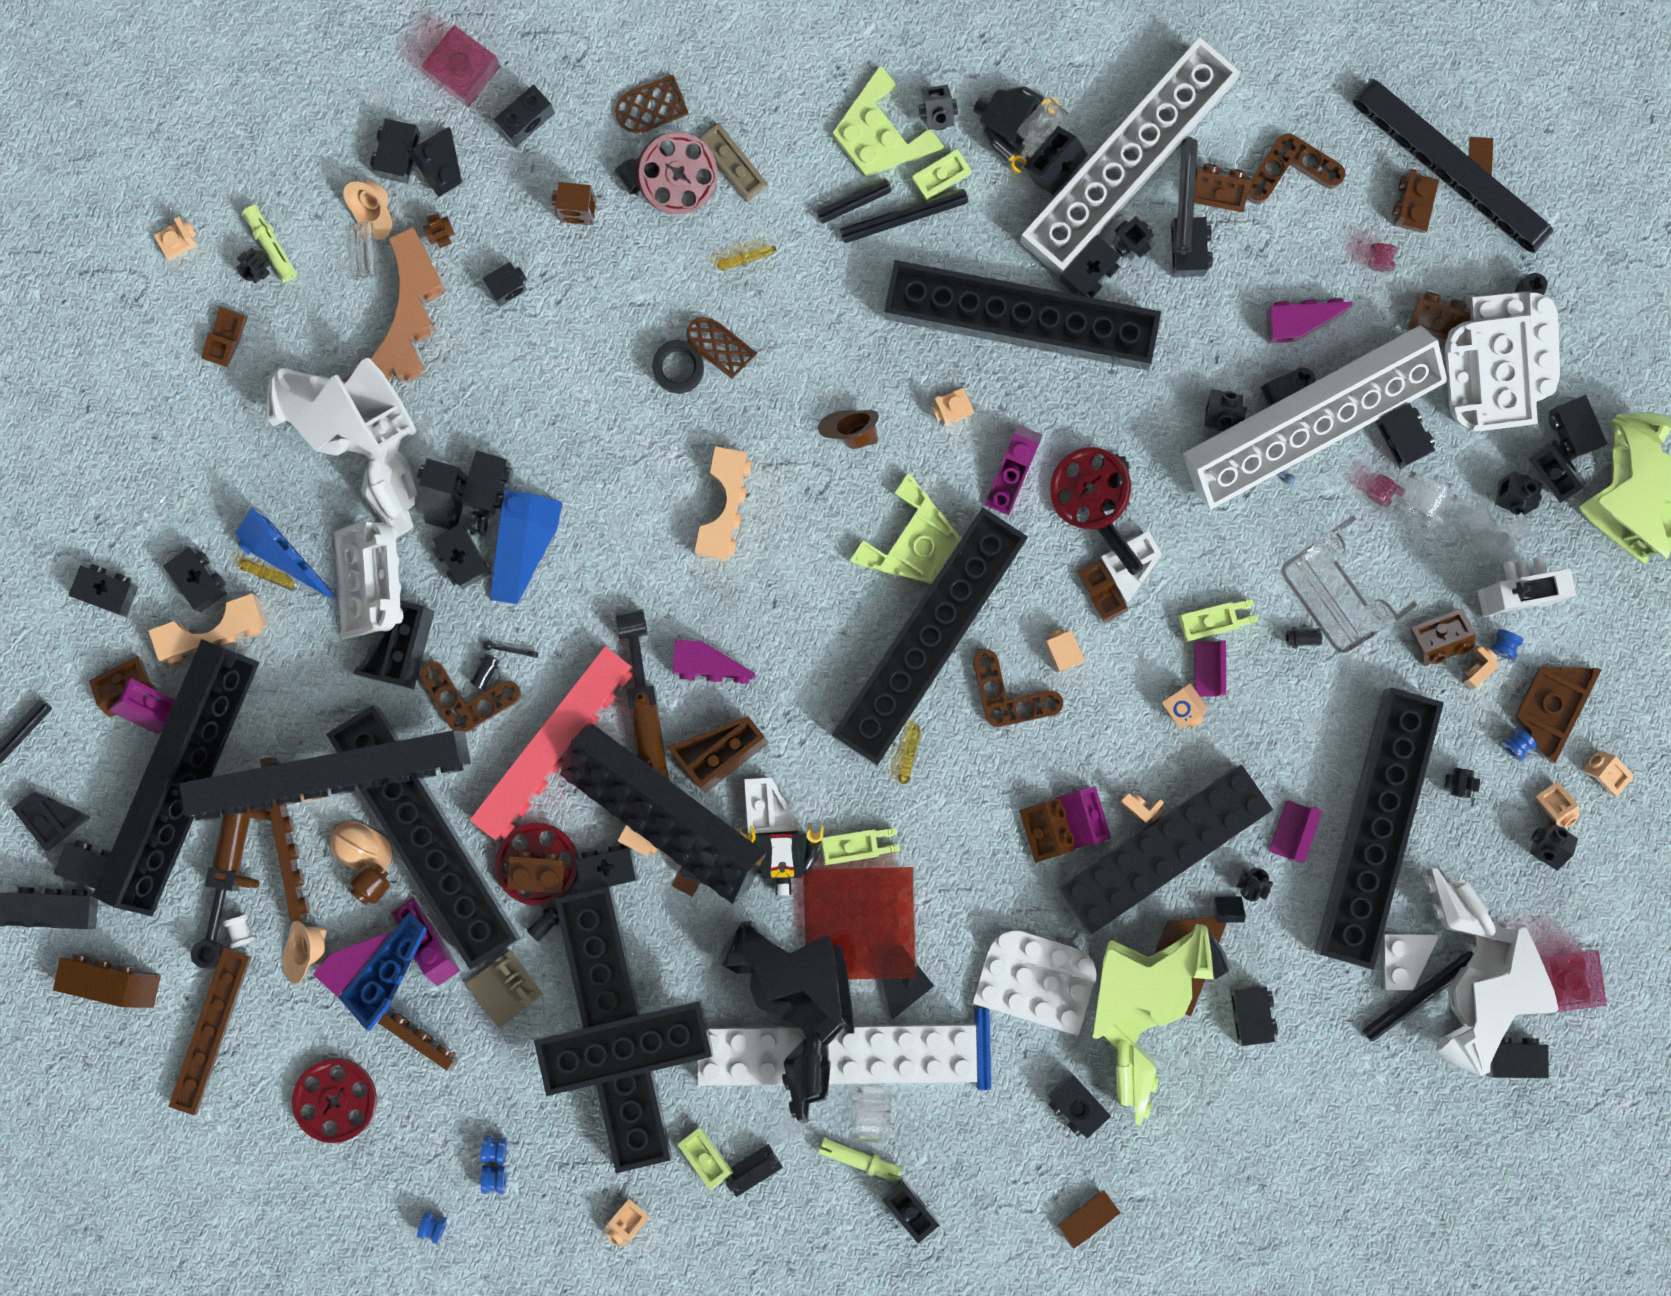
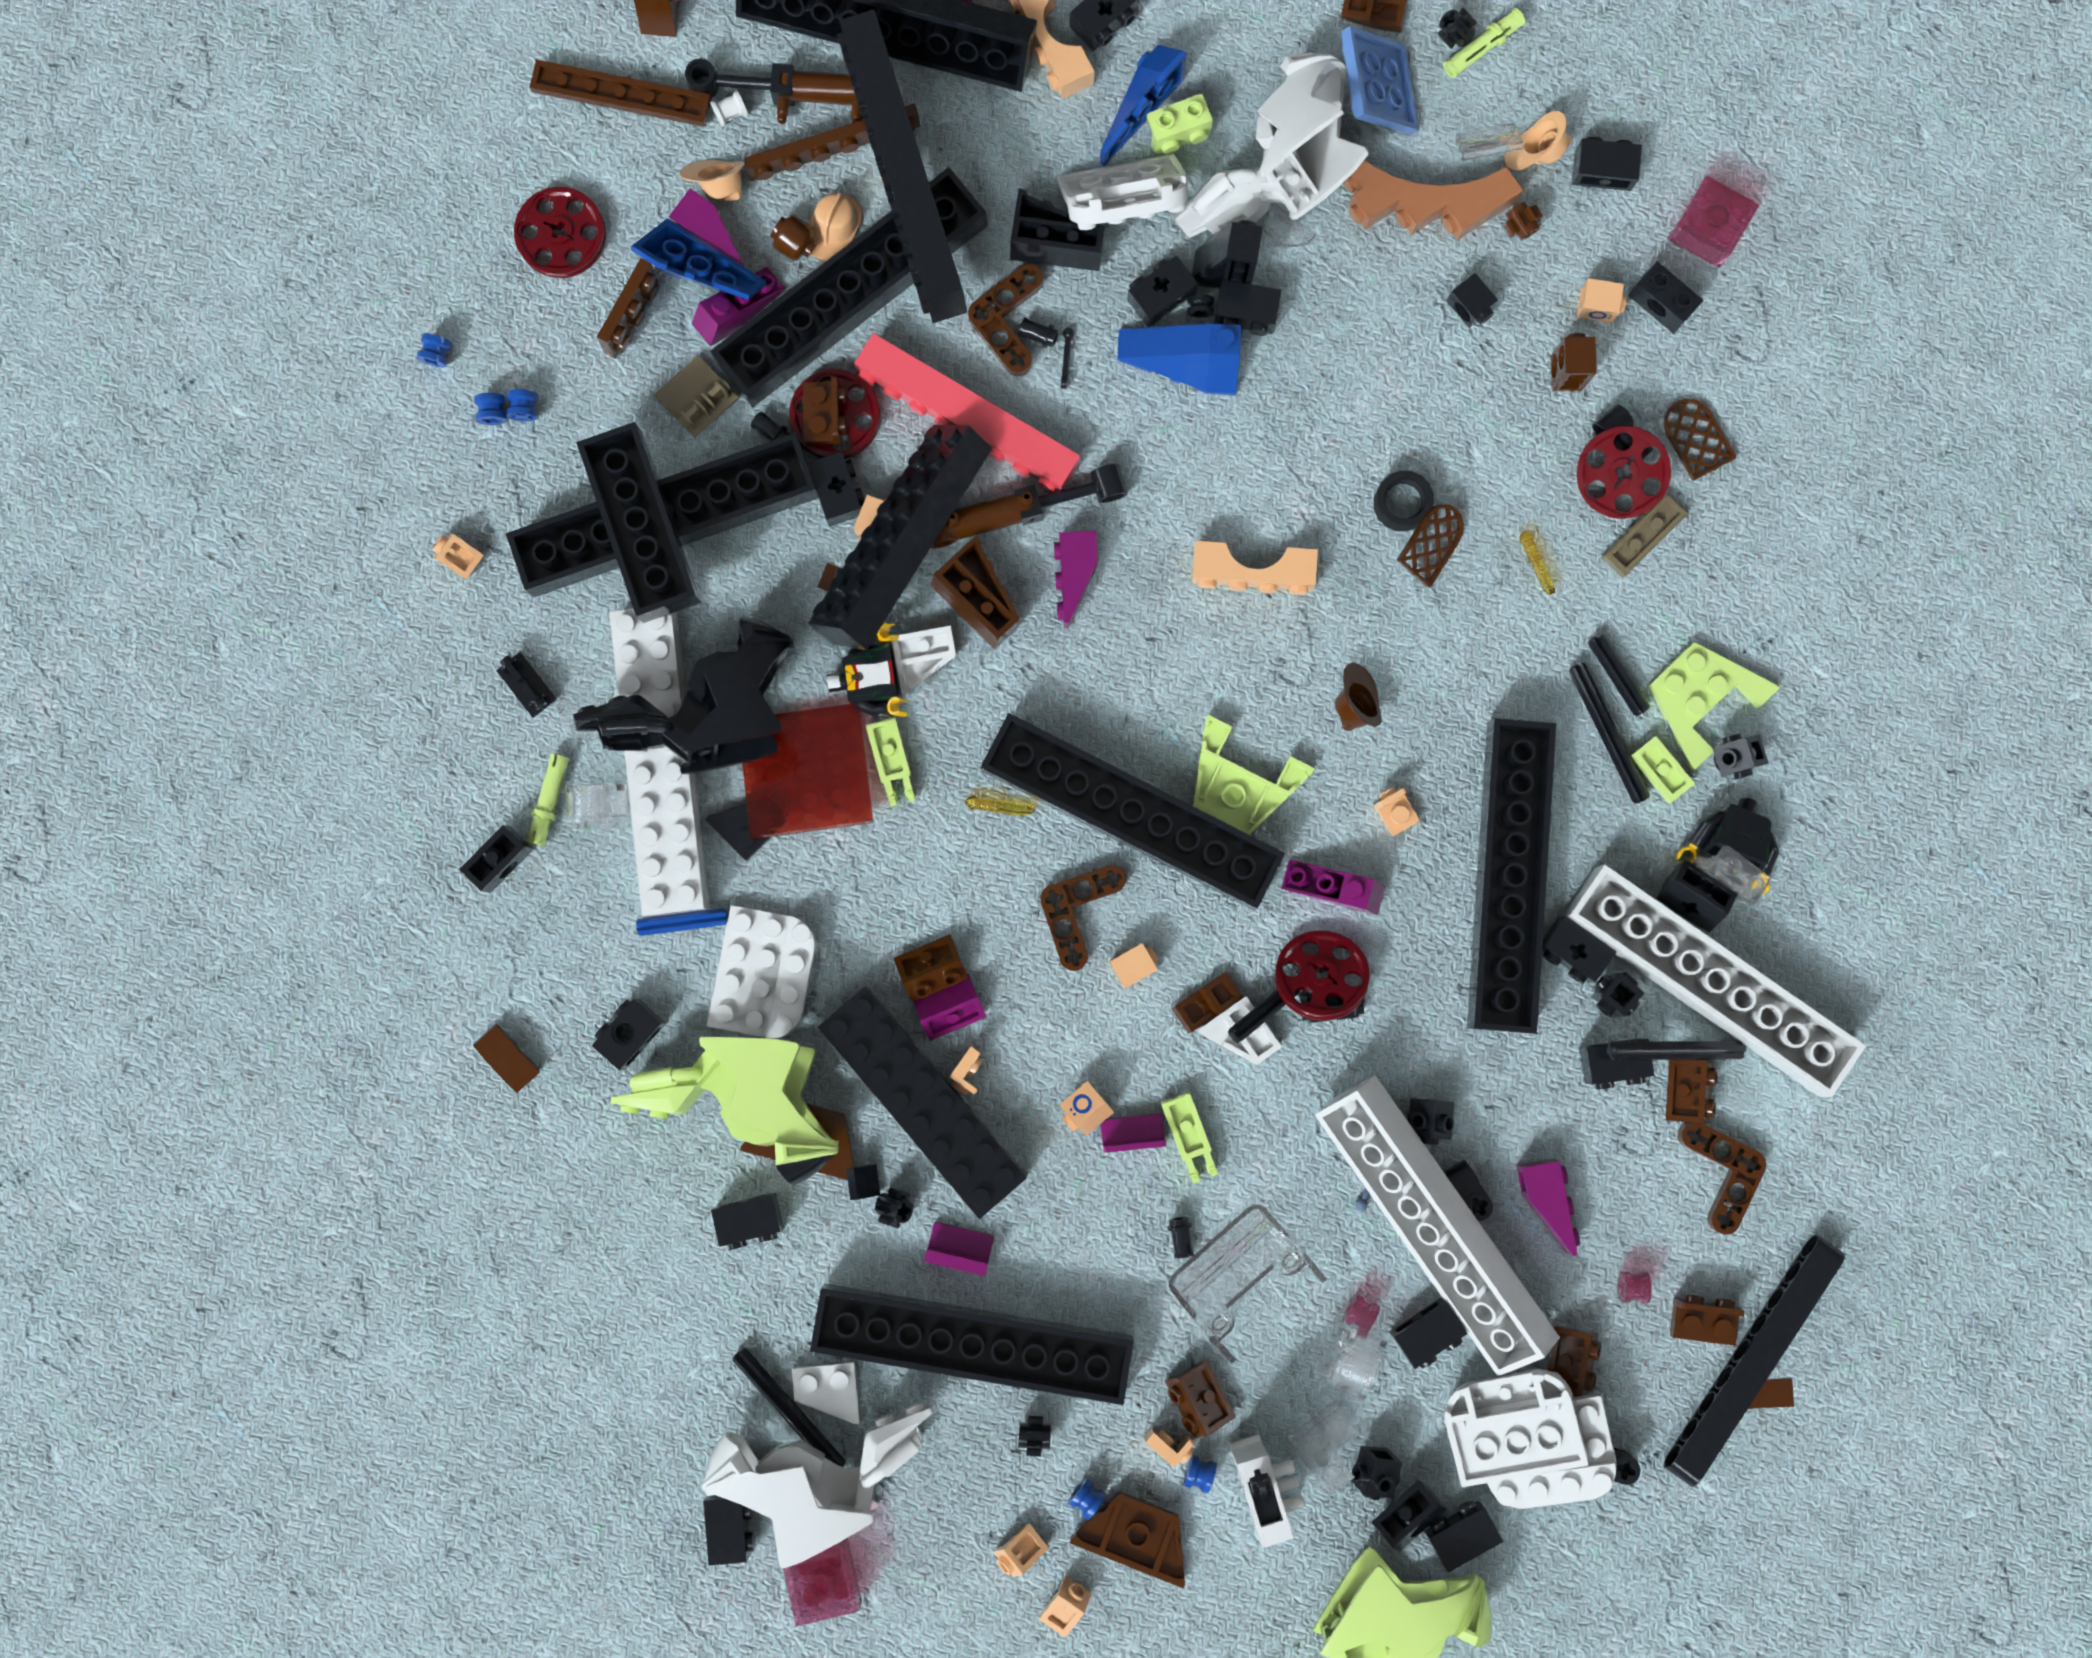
camera: 85 degrees right, 0 degrees up
(268, 574) = (1118, 90): clear yellow piece -> none
(296, 340) = (1379, 80): none -> medium blue plate
(309, 522) = (1179, 124): none -> yellowish green bracket
(438, 162) = (1600, 211): black wing -> none
(519, 172) = (1601, 300): none -> light nougat brick
(705, 1158) = (533, 631): yellowish green plate -> none
(1553, 845) = (974, 1548): black brick -> none

